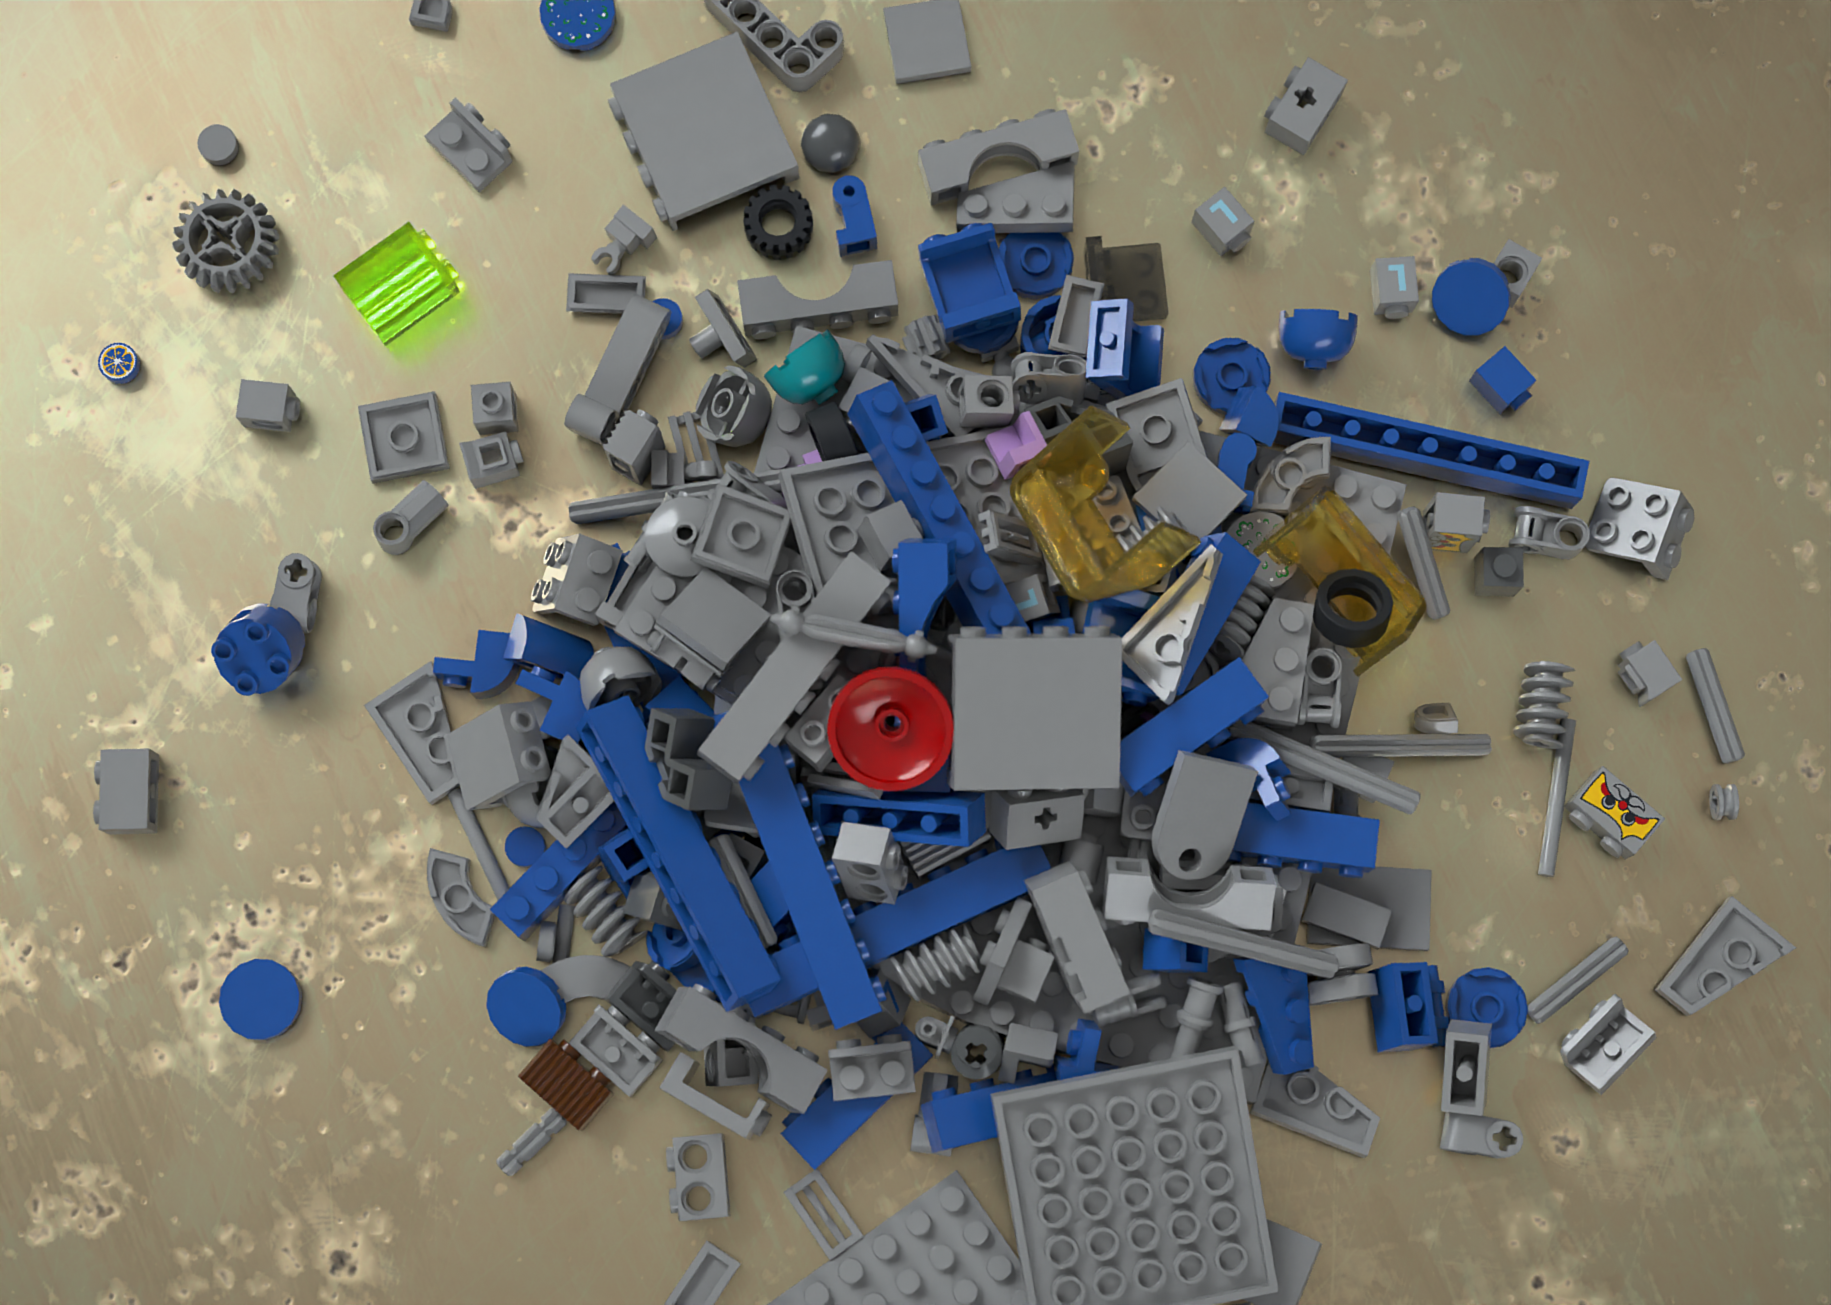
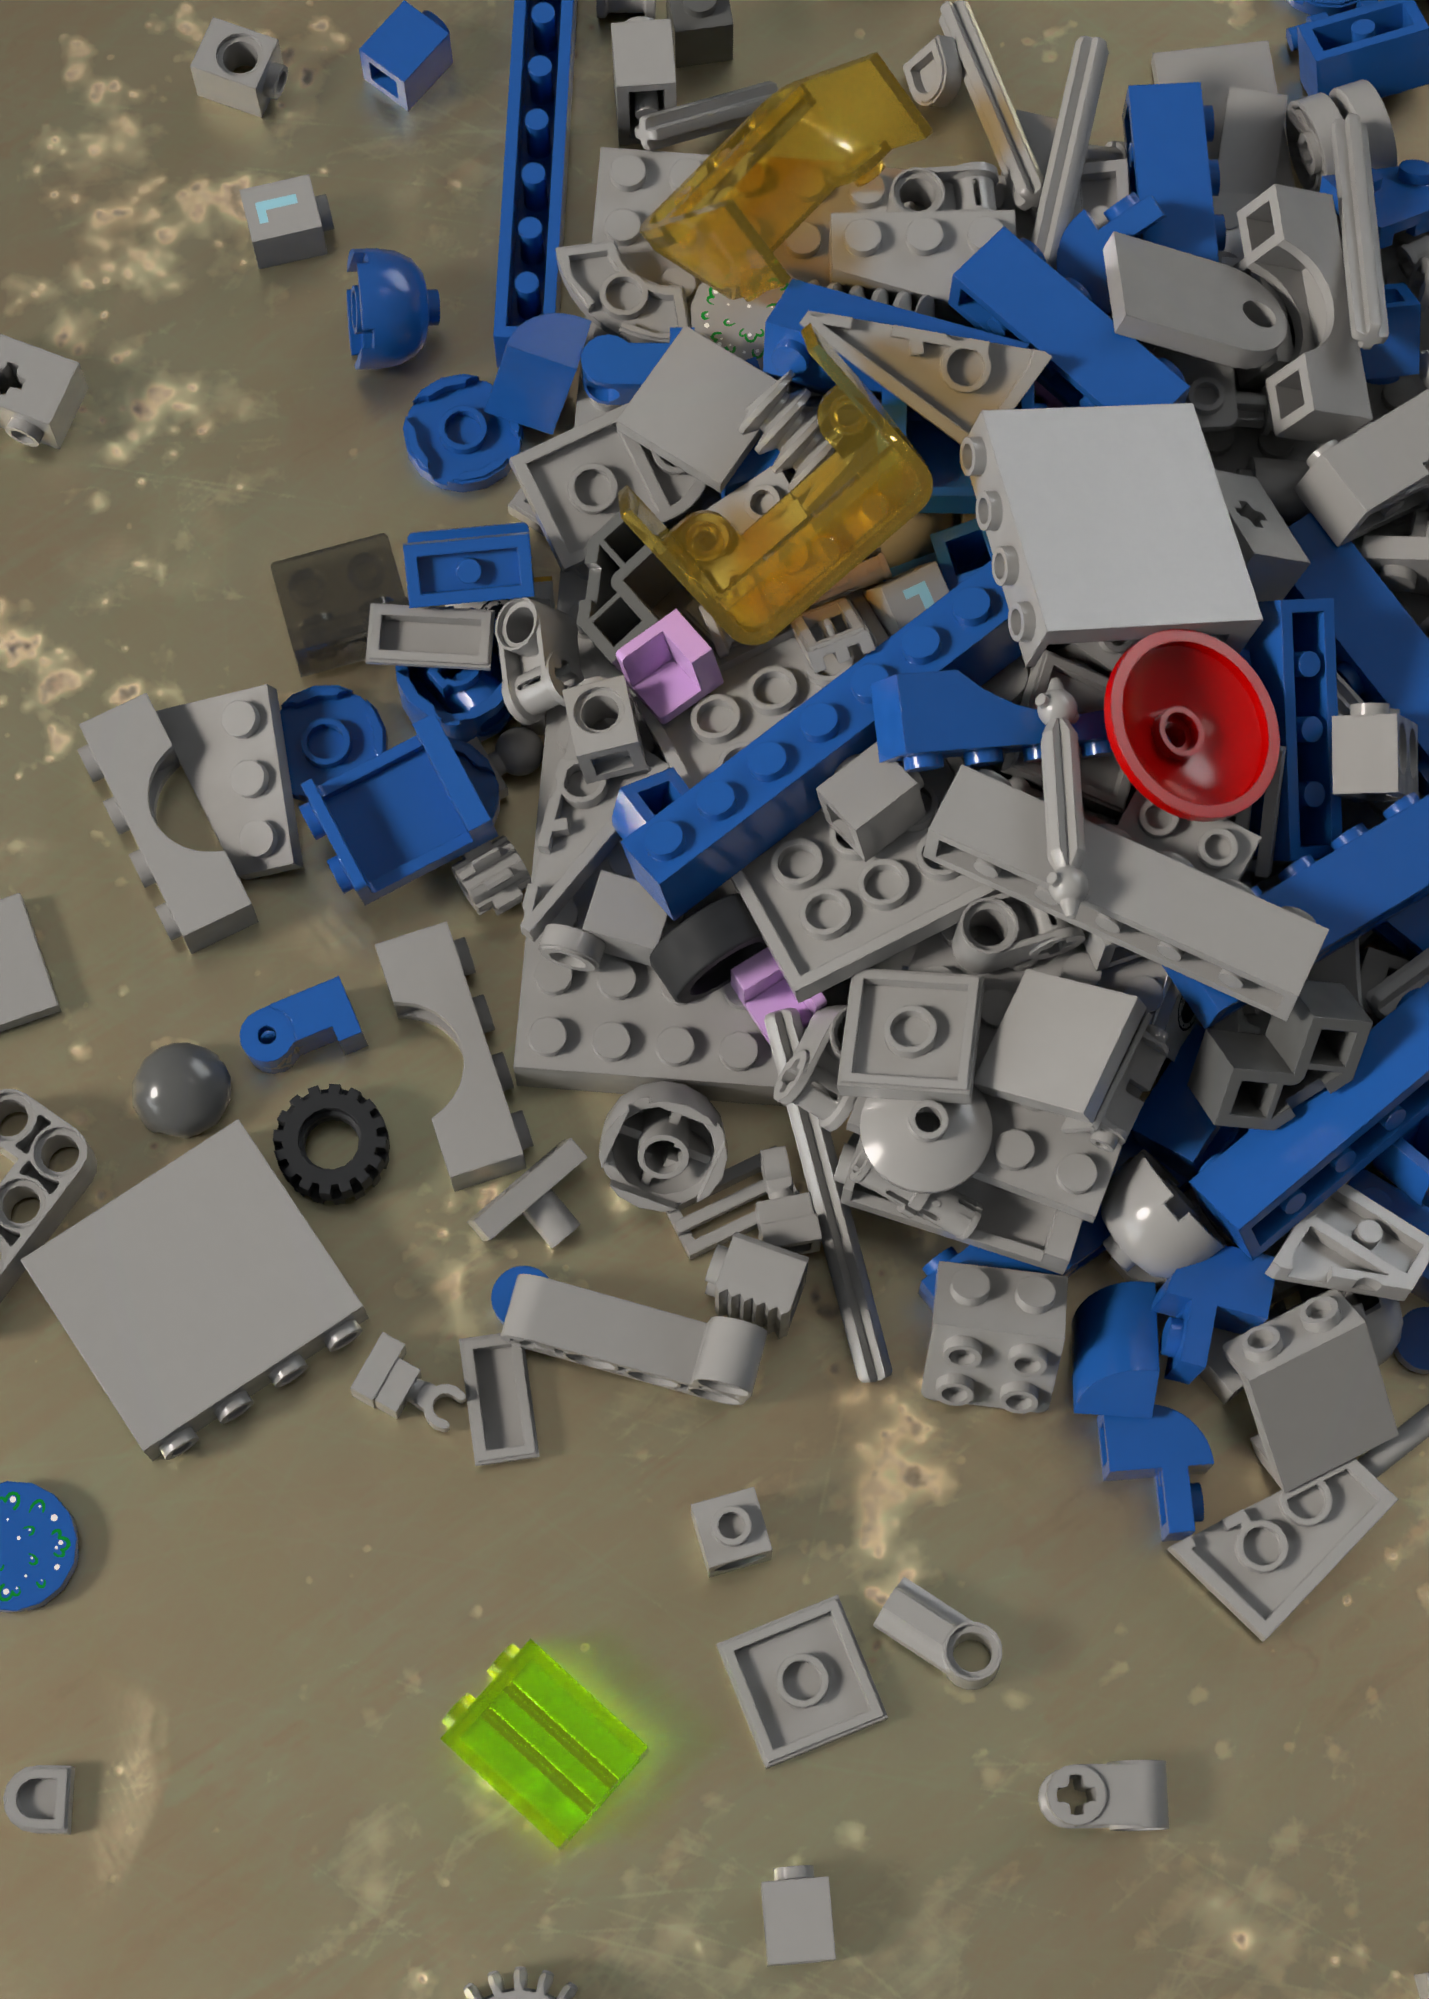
camera: 100 degrees left, 5 degrees down
(259, 649) = (1221, 1824): blue brick -> none
(470, 145) = (277, 1678): light grey bracket -> none
(491, 459) = (814, 1520): light grey window -> none
(809, 371) = (602, 1011): teal cylinder -> none
(1223, 222) = (223, 474): light grey brick -> none
(1358, 584) = (797, 134): black tyre -> none
(1471, 296) = (287, 108): blue tile -> none

